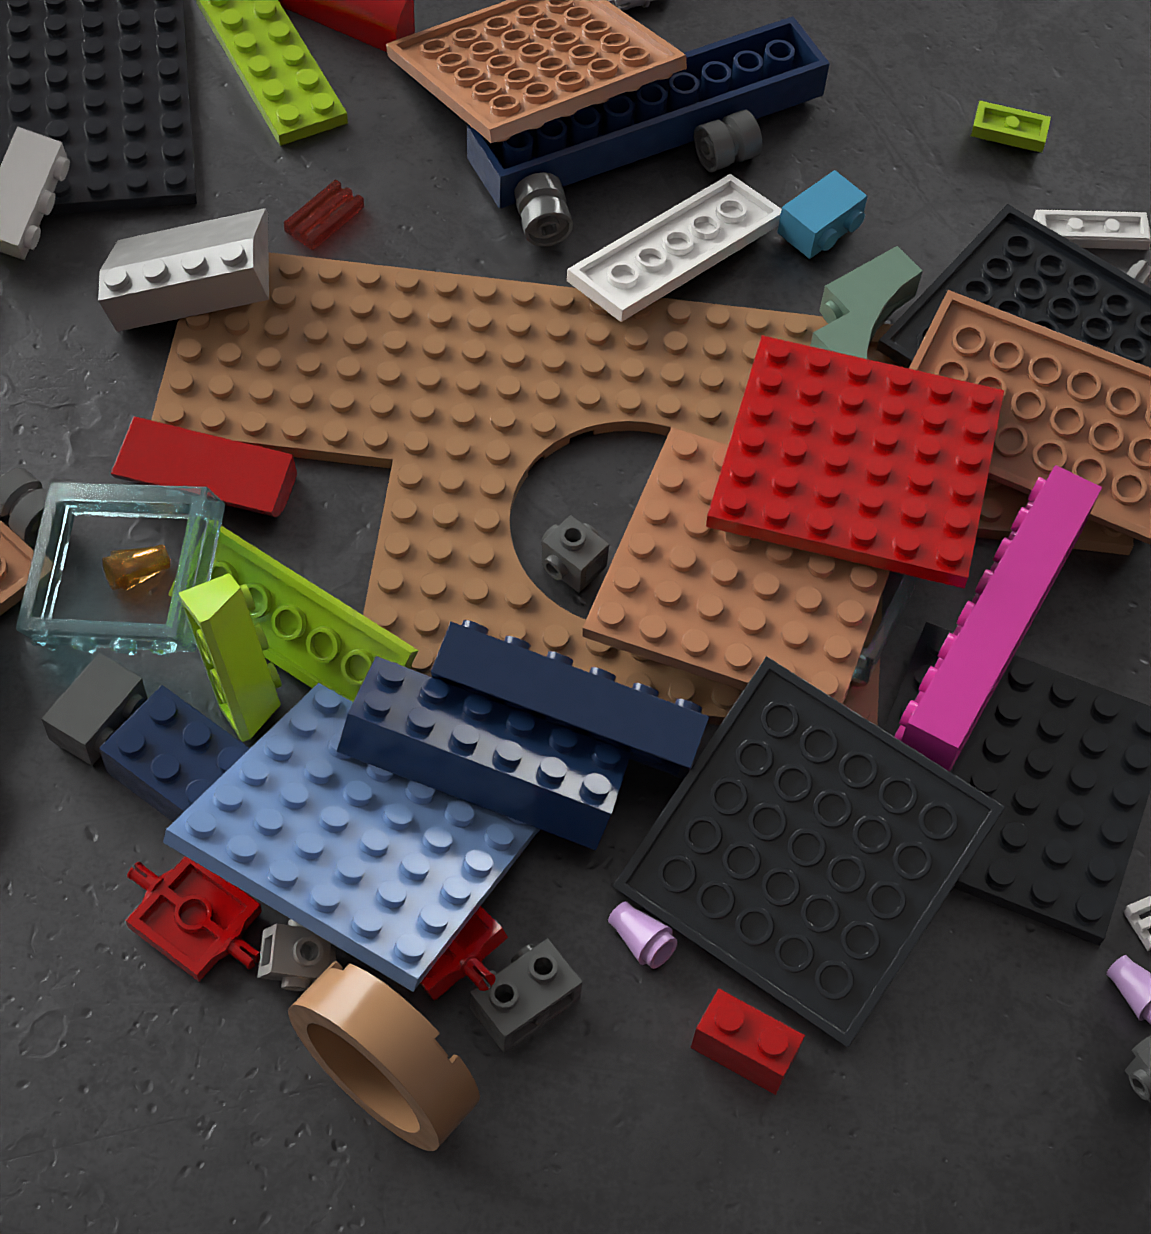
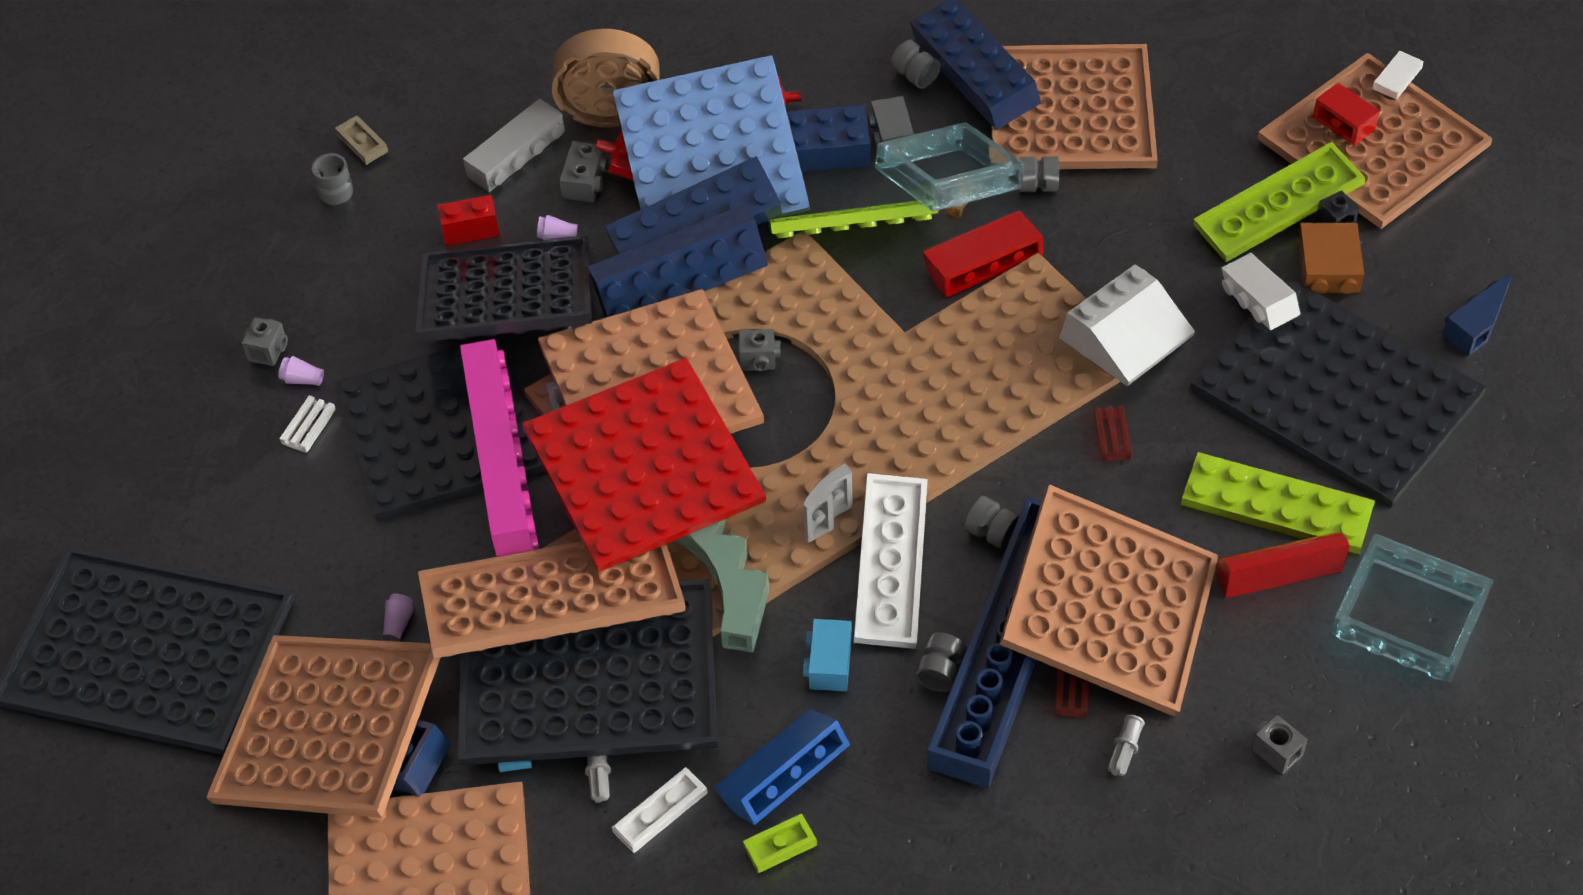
camera: 145 degrees right, 5 degrees down
(233, 652) = (847, 160): lime slope -> none
(573, 1128) = (514, 145): none -> light grey brick
(698, 305) = (826, 501): none -> light grey slope
(953, 172) = (782, 766): none -> blue brick

